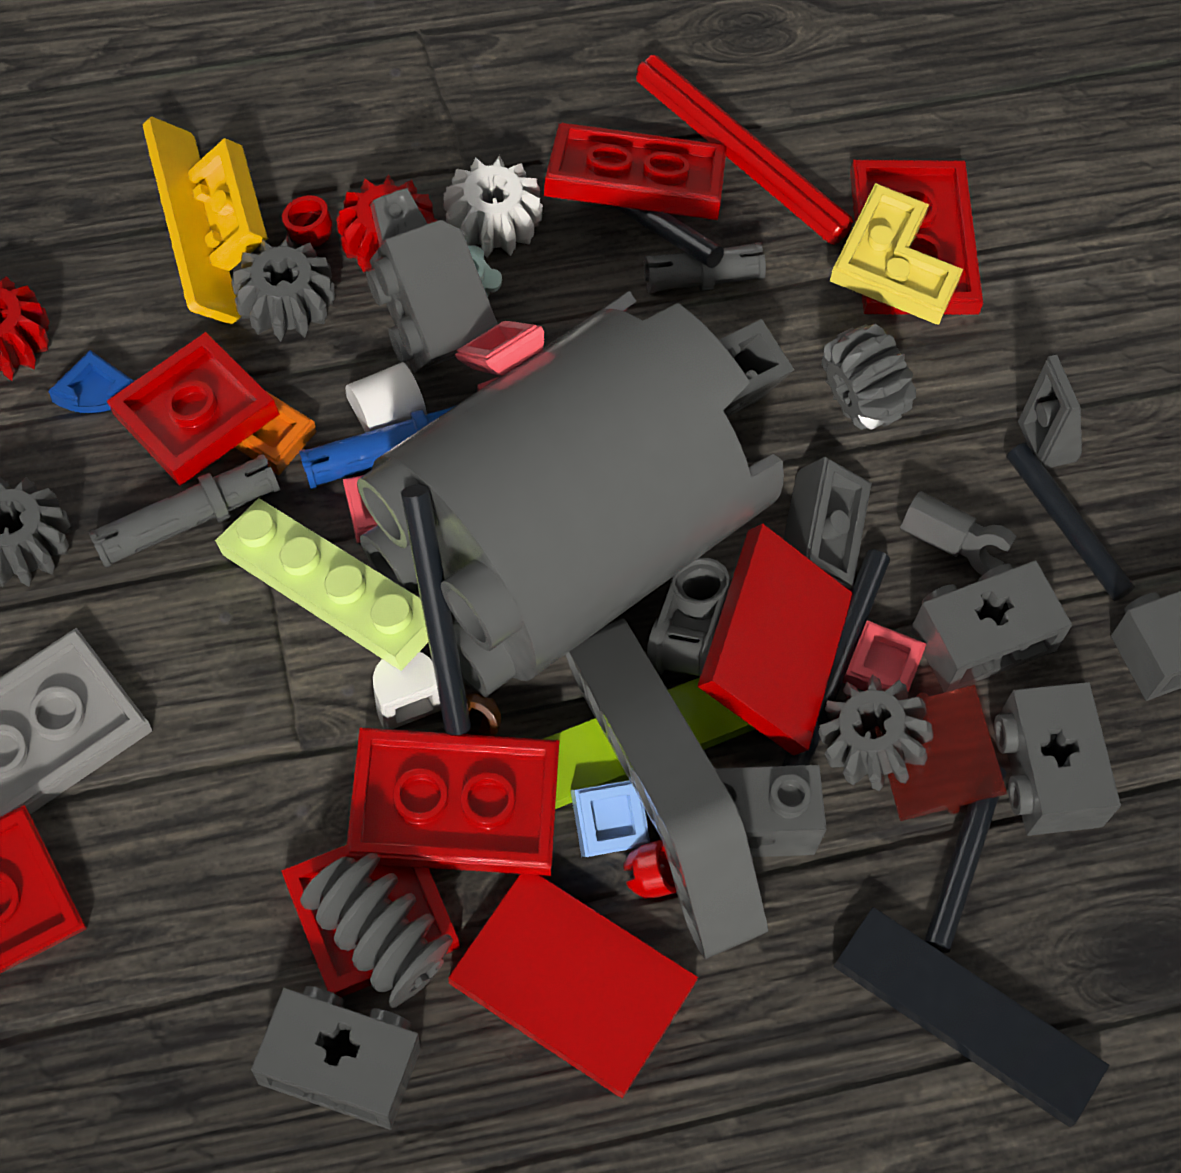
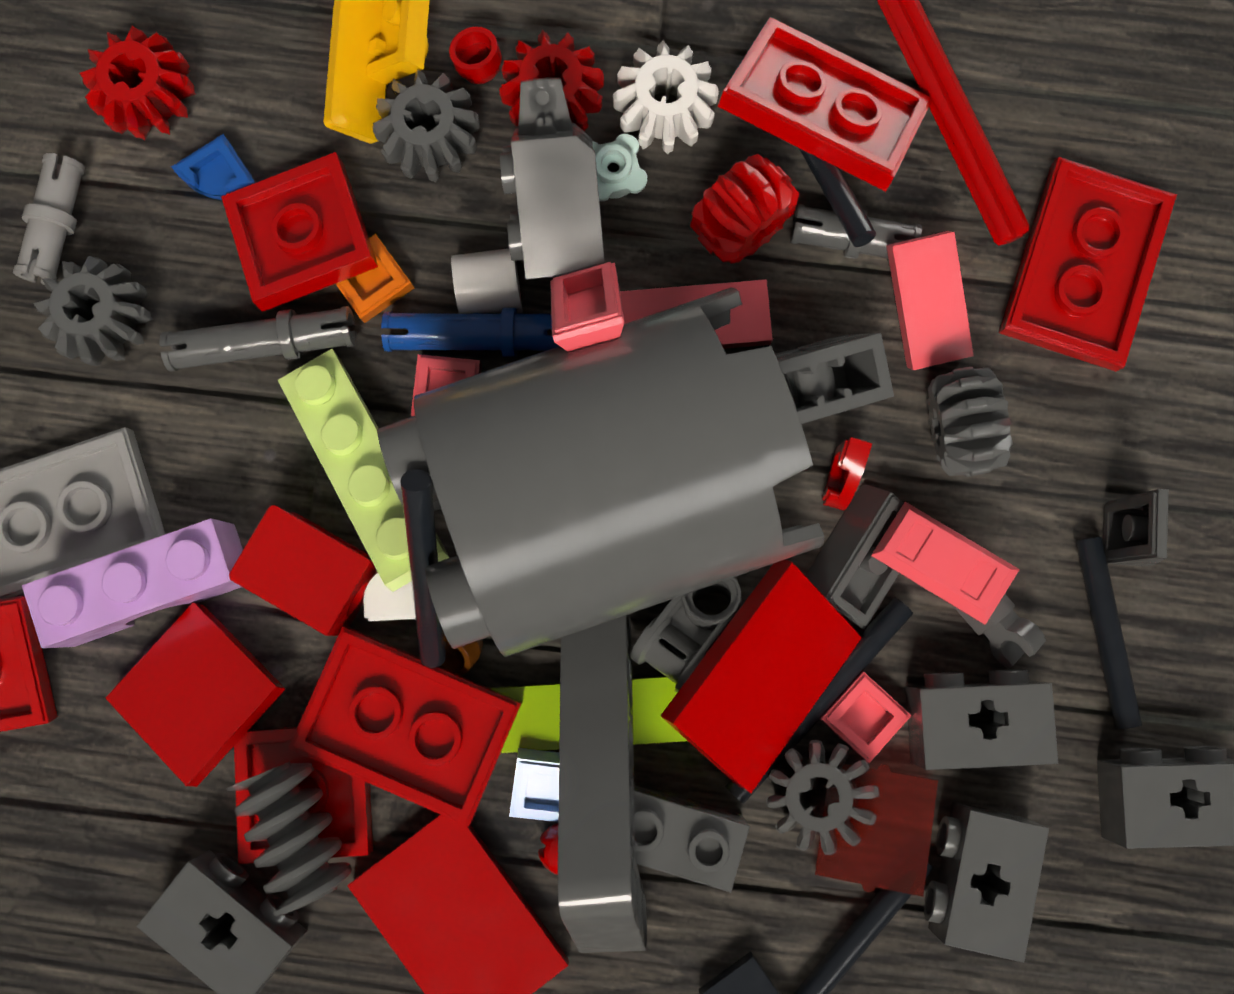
camera: 25 degrees right, 20 degrees up
(102, 778) = (133, 582): none -> lavender arch
(229, 846) = (195, 694): none -> red tile
(307, 689) = (304, 571): none -> red piece
(599, 265) = (744, 209): none -> red gear
(779, 440) = (846, 472): none -> red tile
(792, 296) = (930, 300): none -> coral tile
(883, 265) = (1037, 292): light yellow tile -> none
(898, 496) = (945, 563): none -> coral tile

